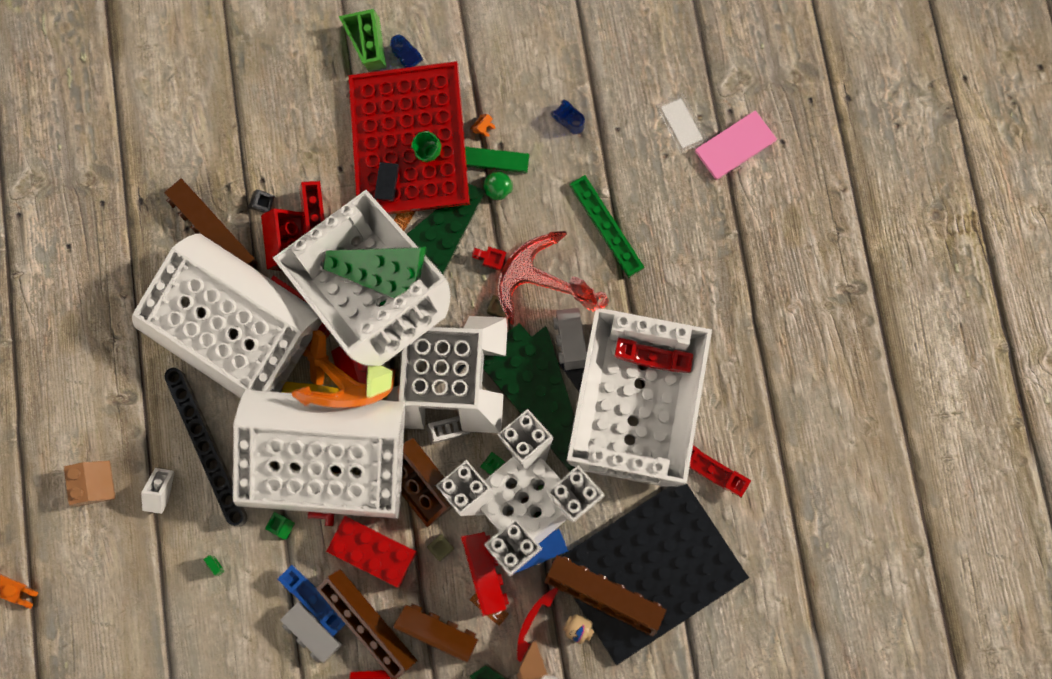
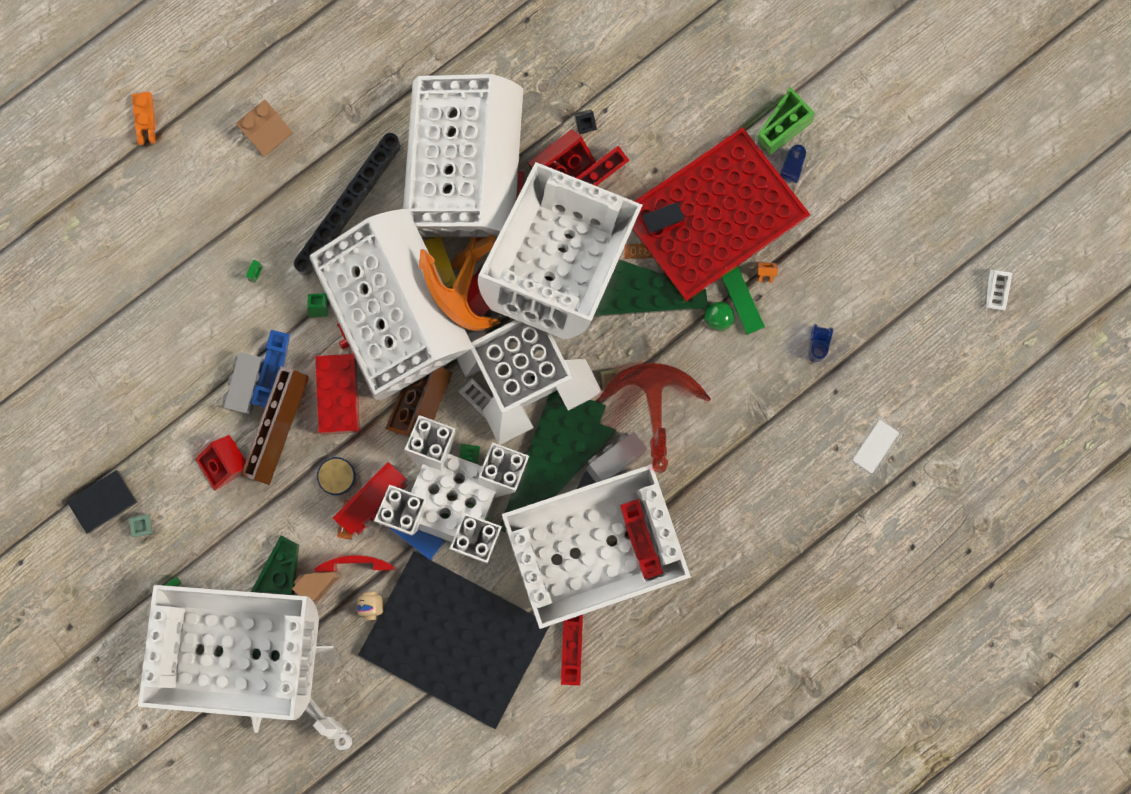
camera: 60 degrees right, 5 degrees up
(157, 490) = (289, 187): white slope -> none
(205, 221) = (538, 87): reddish brown brick -> none
(378, 380) = (475, 314): yellowish green slope -> none
(381, 269) = (575, 260): green wing -> none
(426, 146) = (713, 233): green hair -> none
(436, 633) = (299, 487): reddish brown slope -> none
(440, 547) = (374, 450): olive tile -> none
(444, 595) = (336, 476): none -> pearl gold tile
(492, 257) = (650, 349): red plate -> none
(605, 595) = (408, 612): reddish brown brick -> none
(606, 226) = (738, 432): green tile -> none
(735, 145) = (883, 506): bright pink tile -> none

